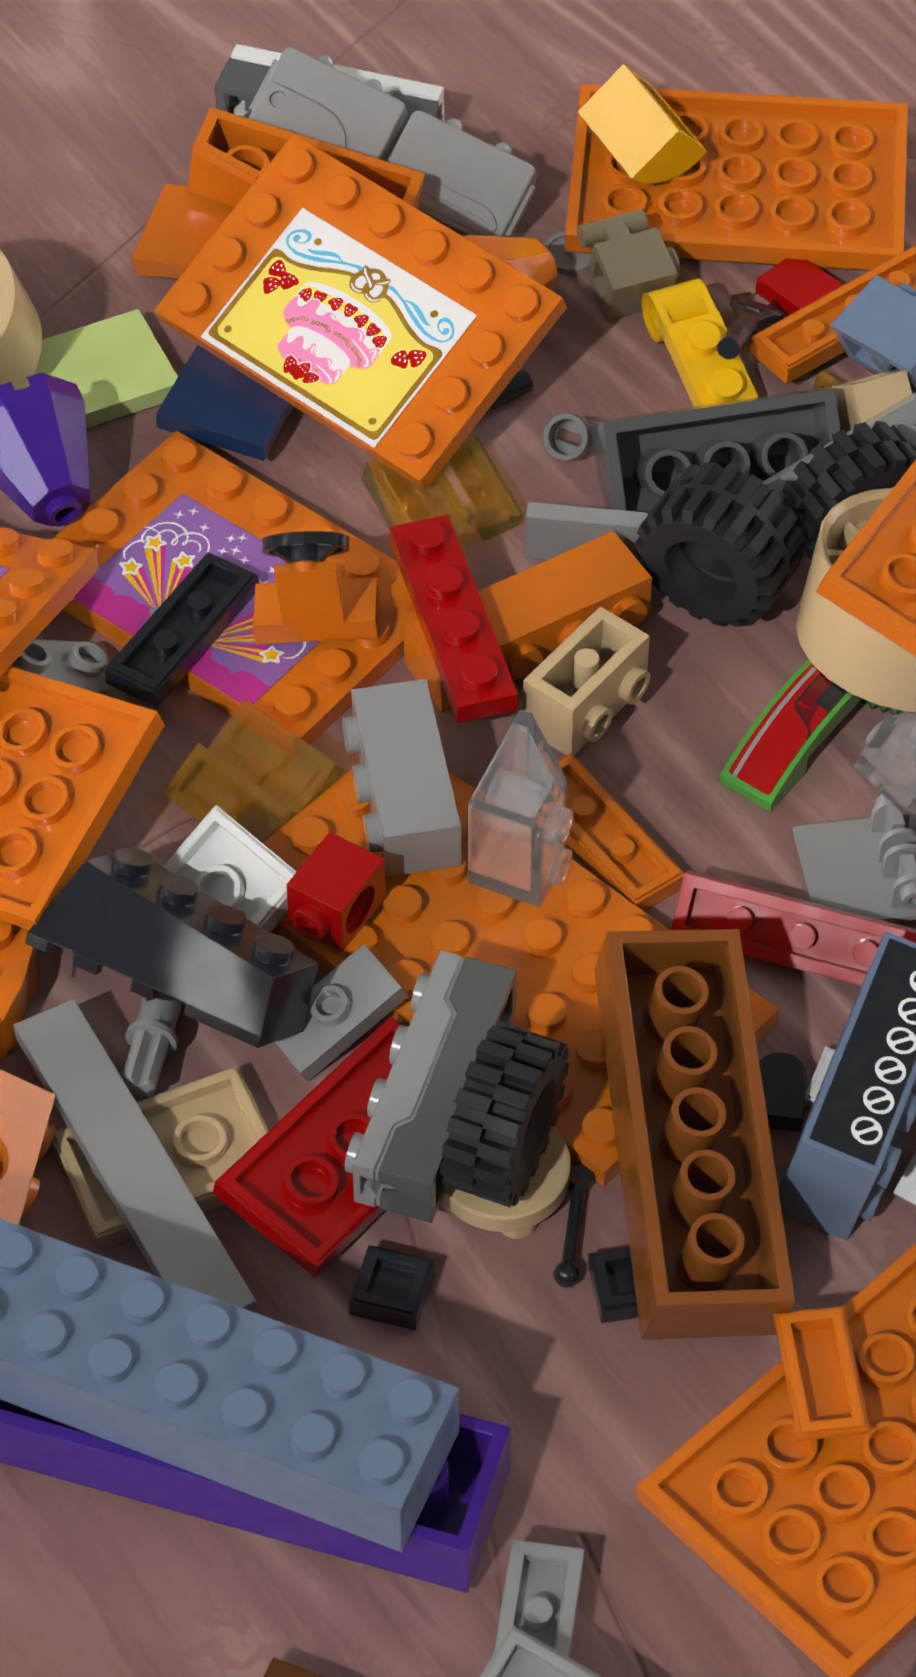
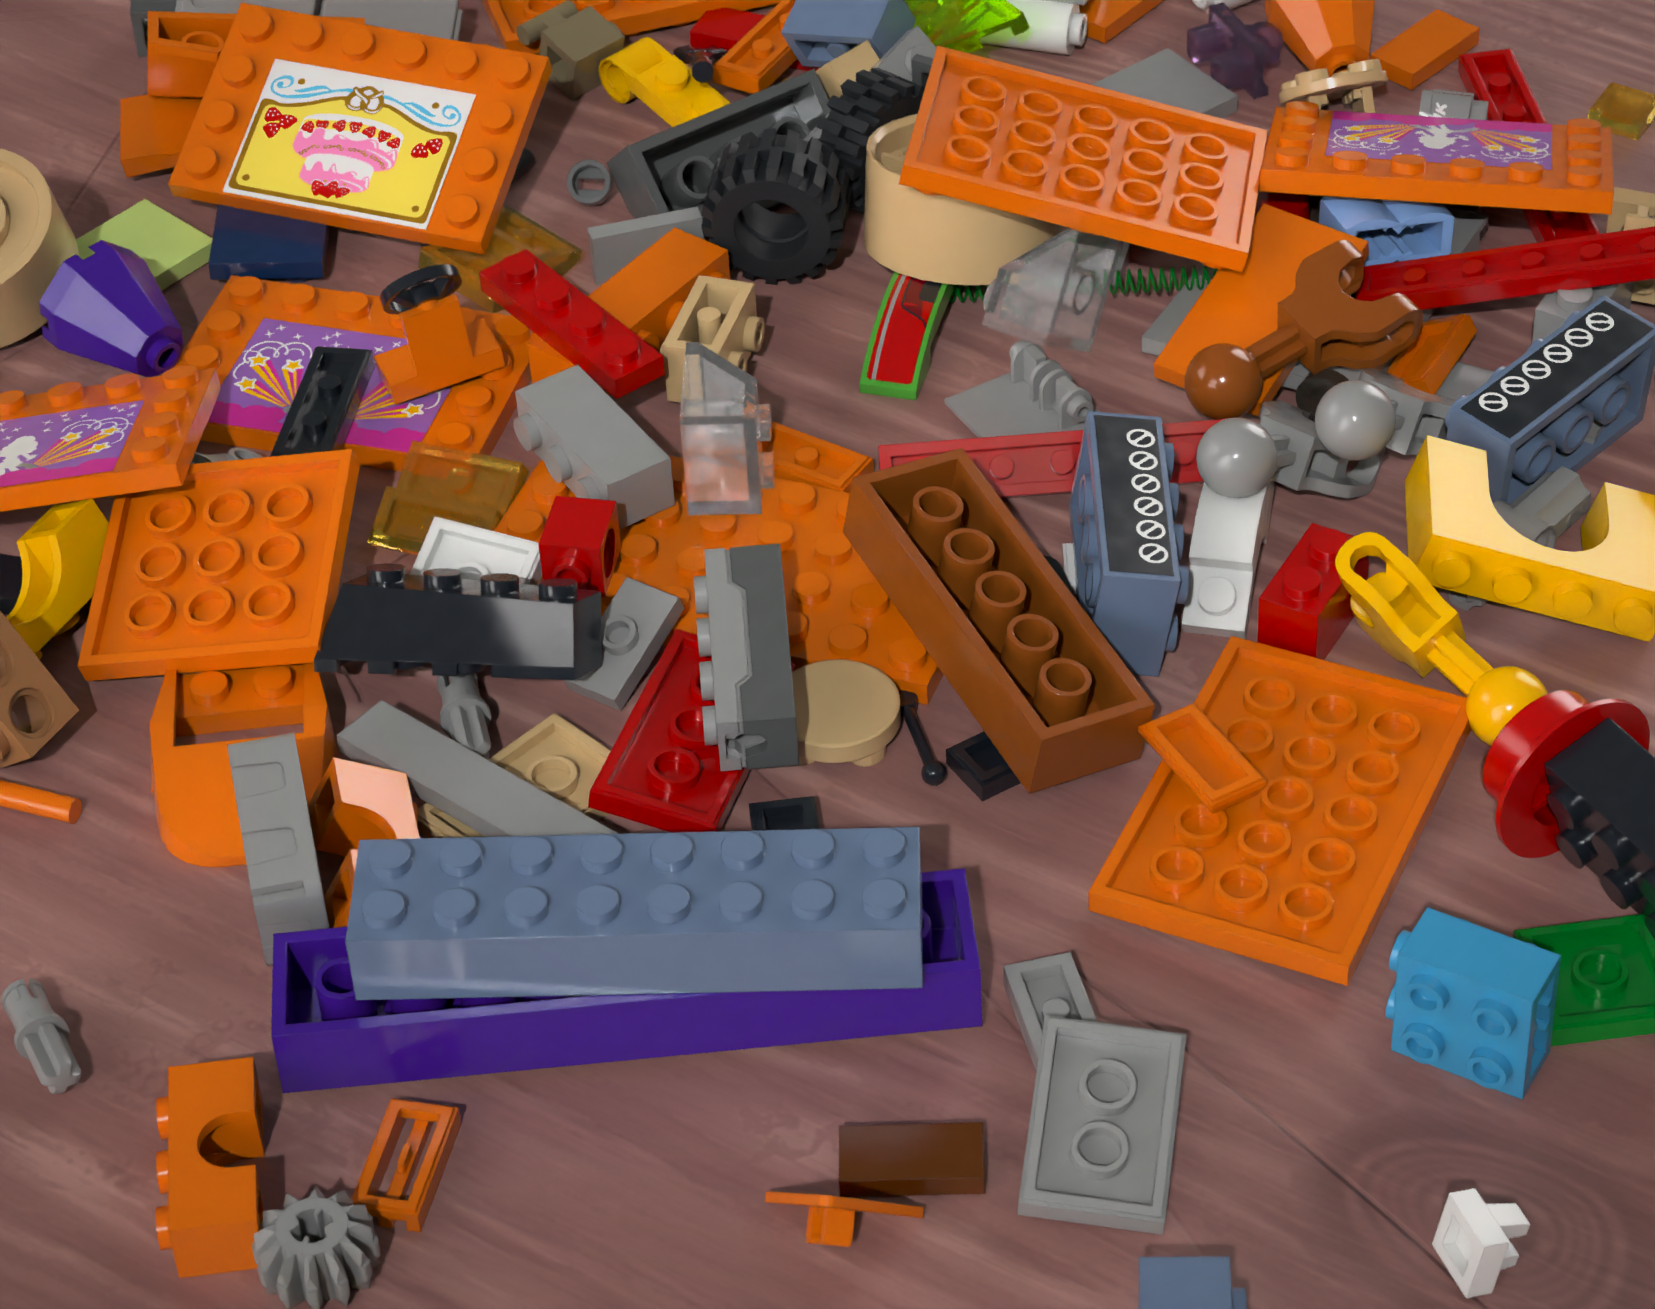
camera: 20 degrees left, 10 degrees down
(504, 1114) = (833, 642): black tyre -> none

